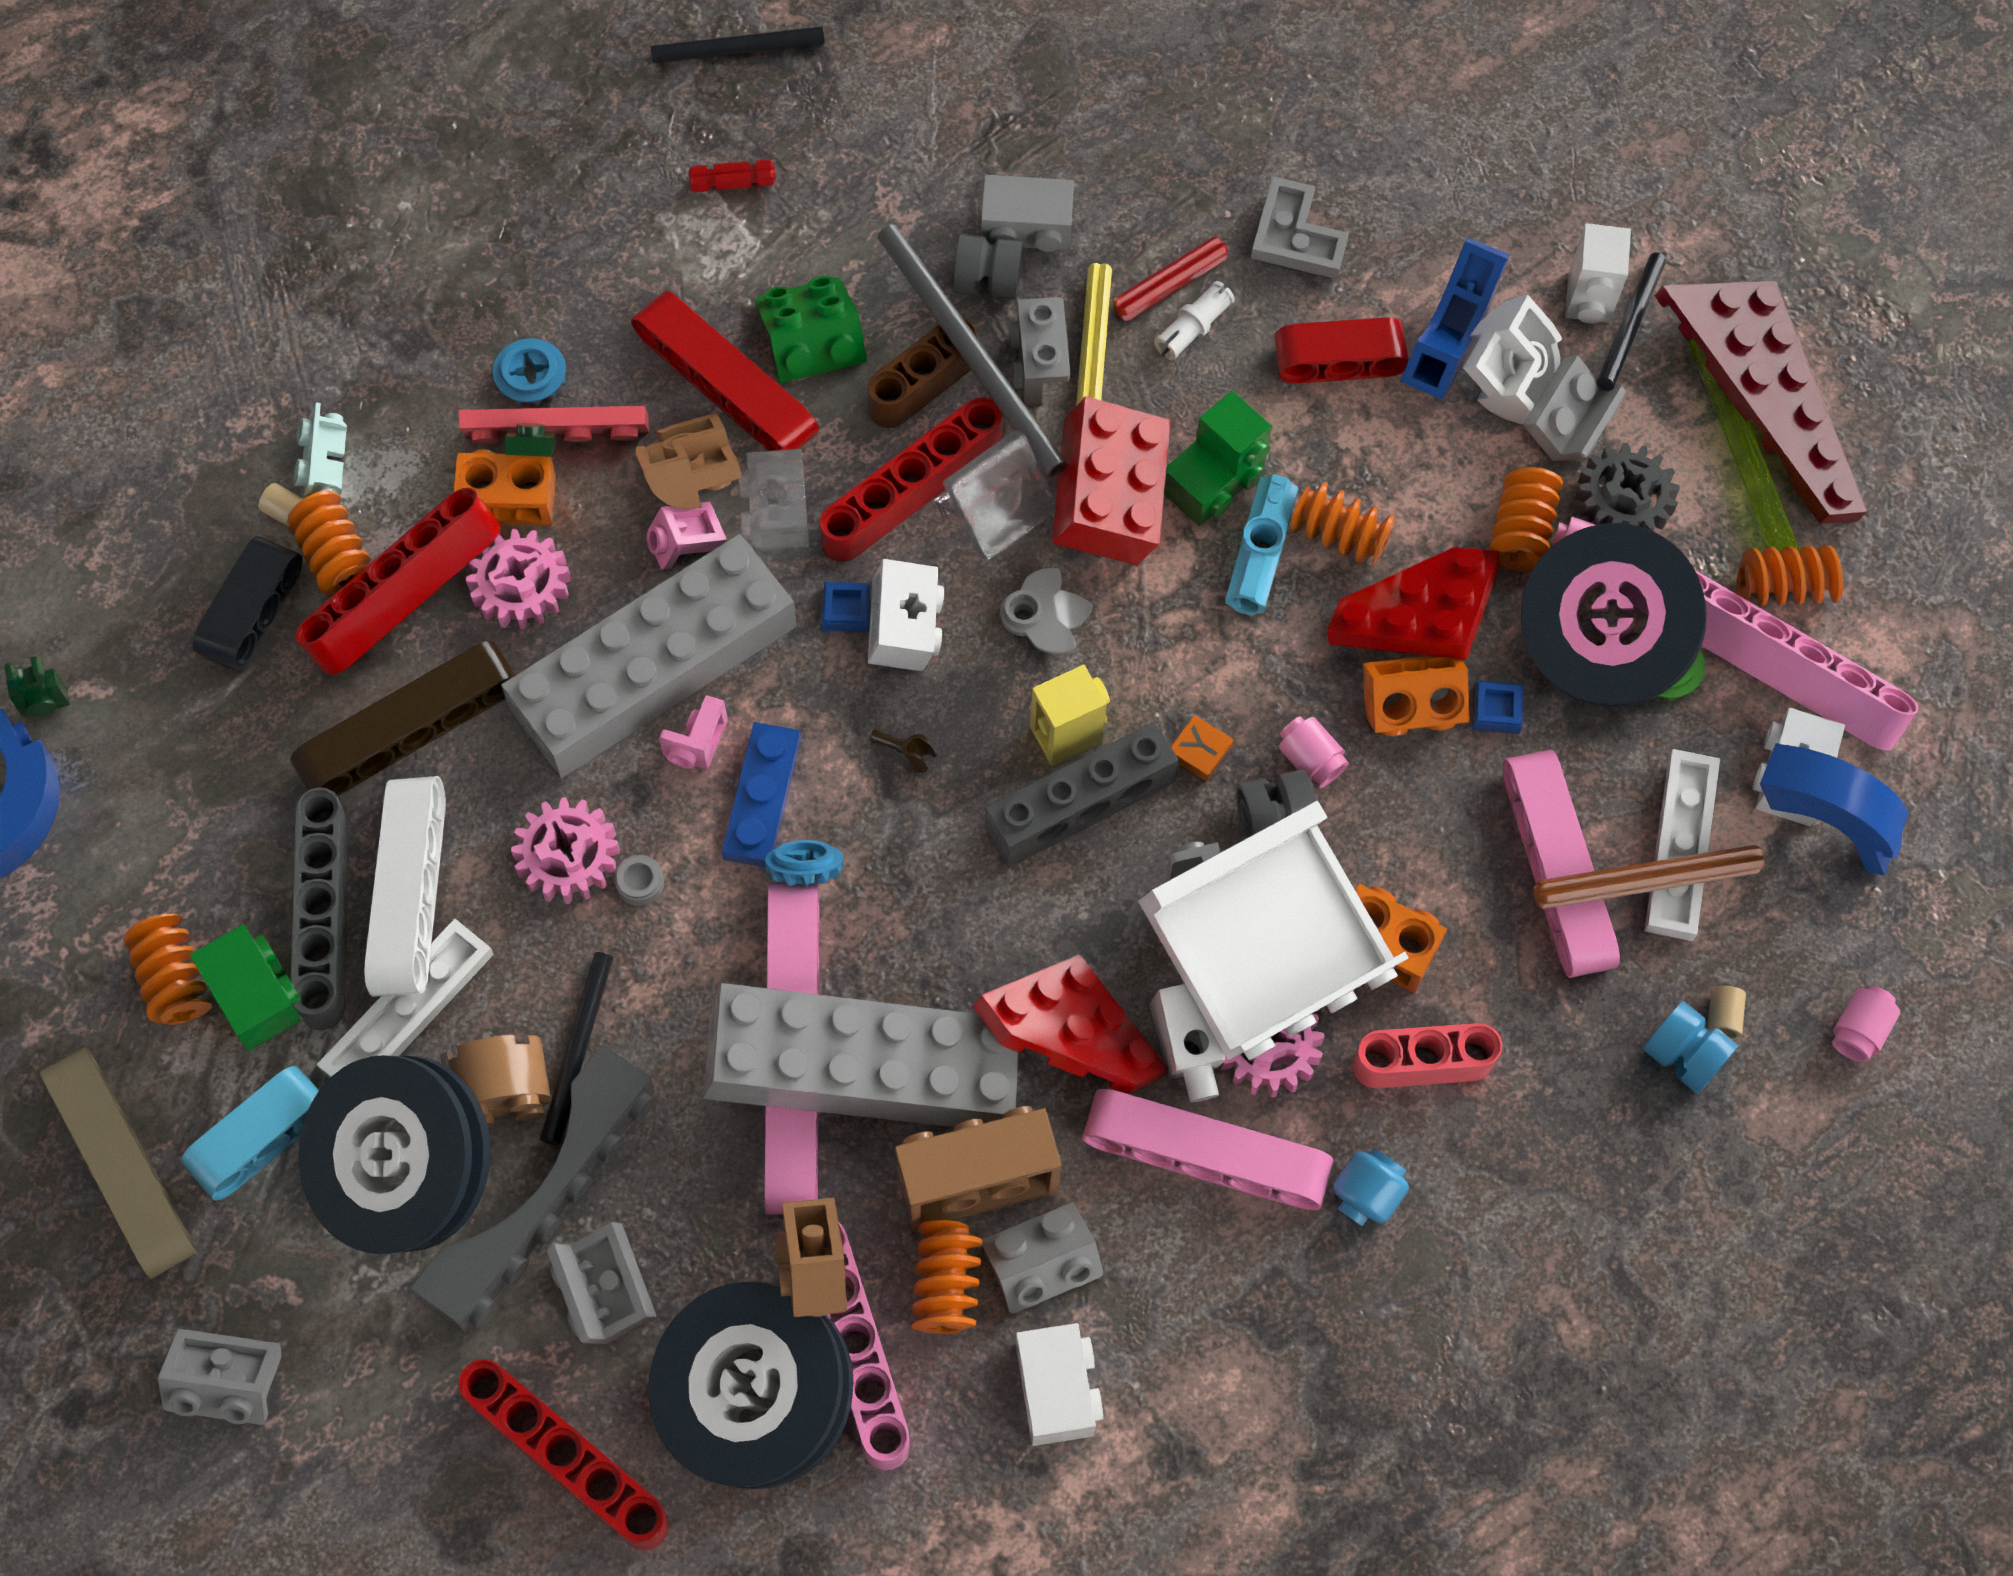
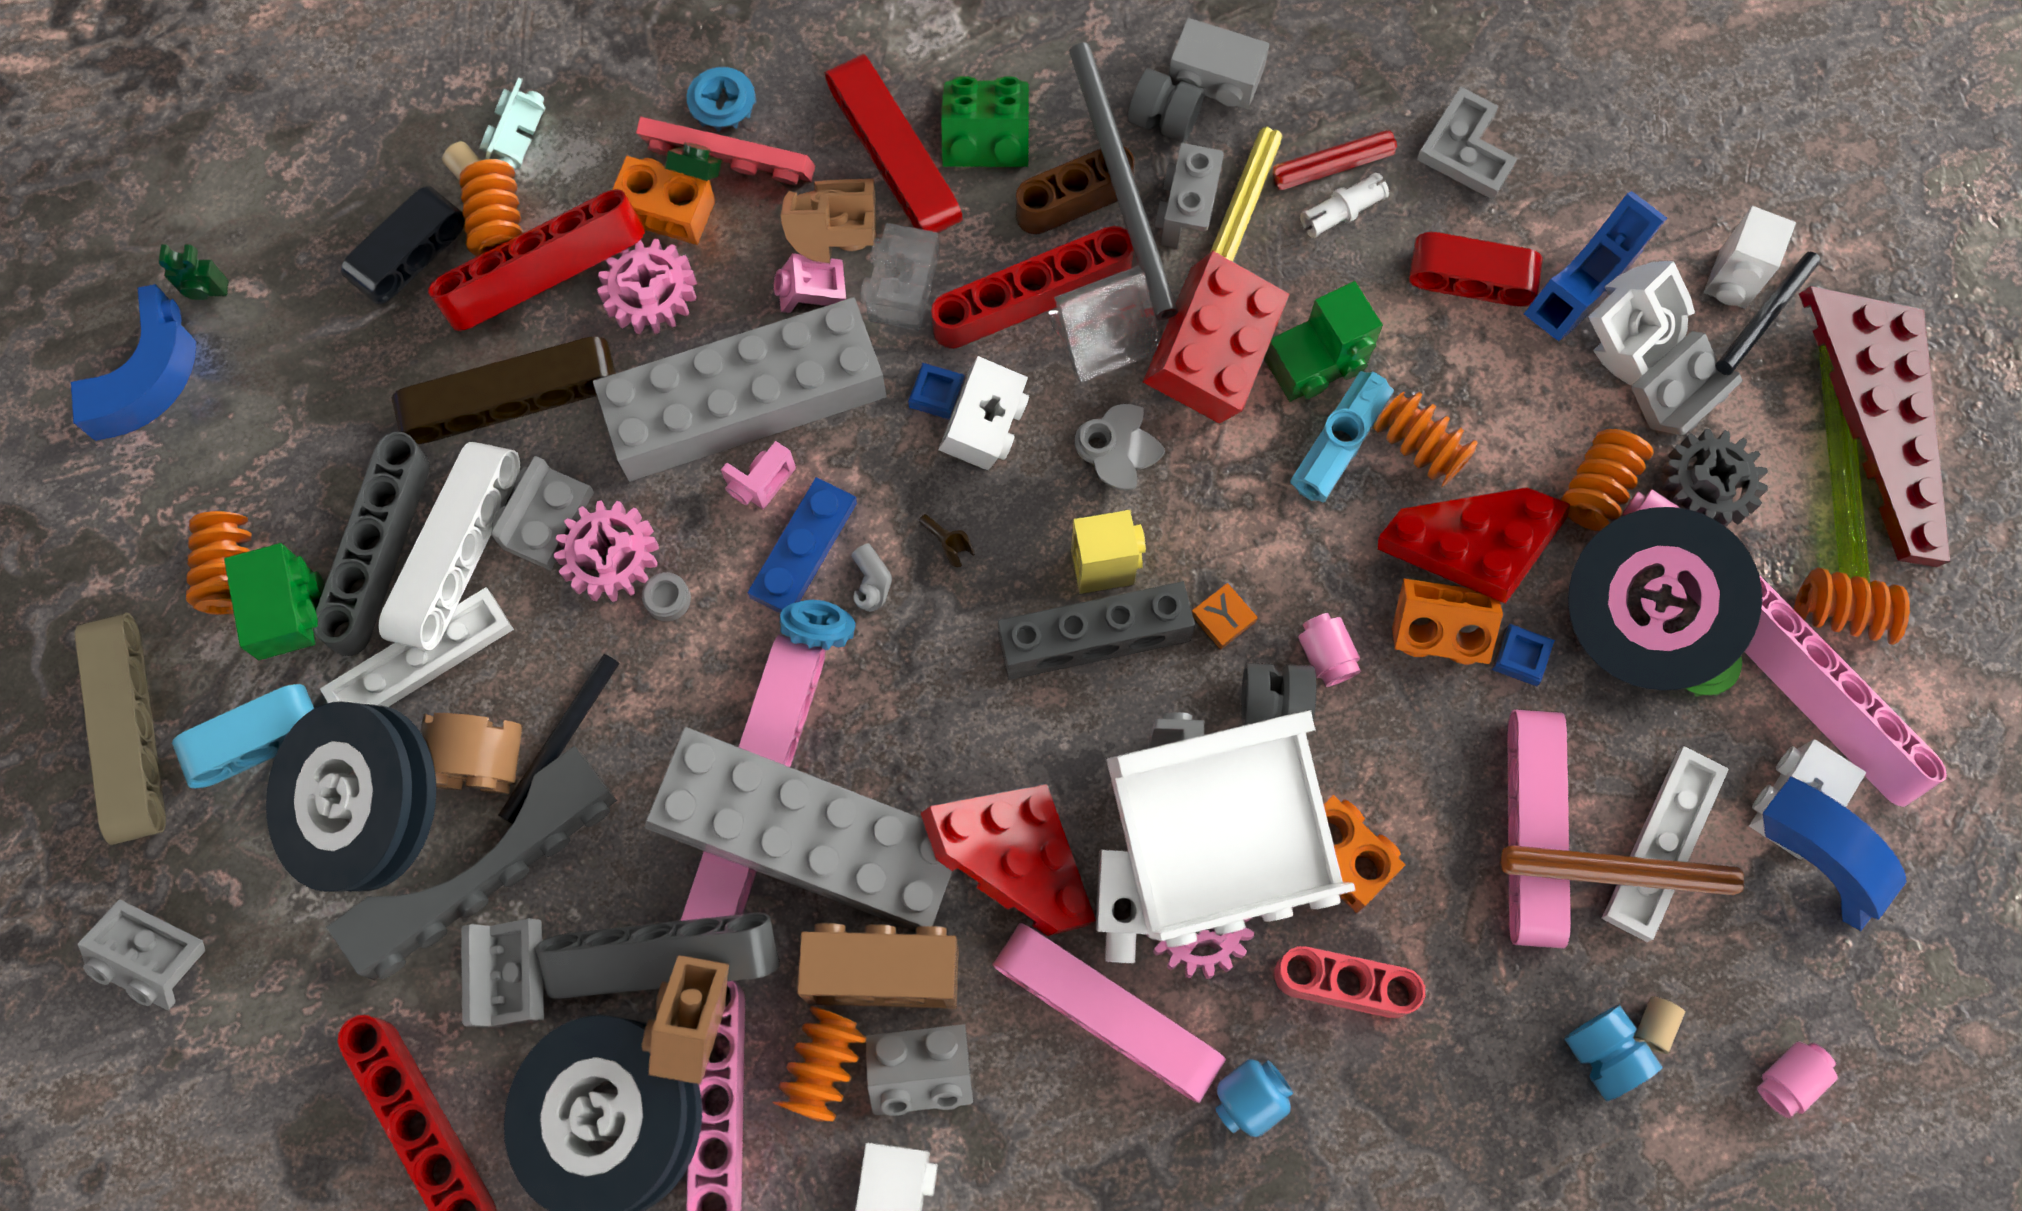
camera: 20 degrees right, 5 degrees up
(483, 833) = (538, 513): none -> light grey bracket
(748, 1218) = (646, 954): none -> dark grey beam
(847, 806) = (876, 579): none -> light grey arm

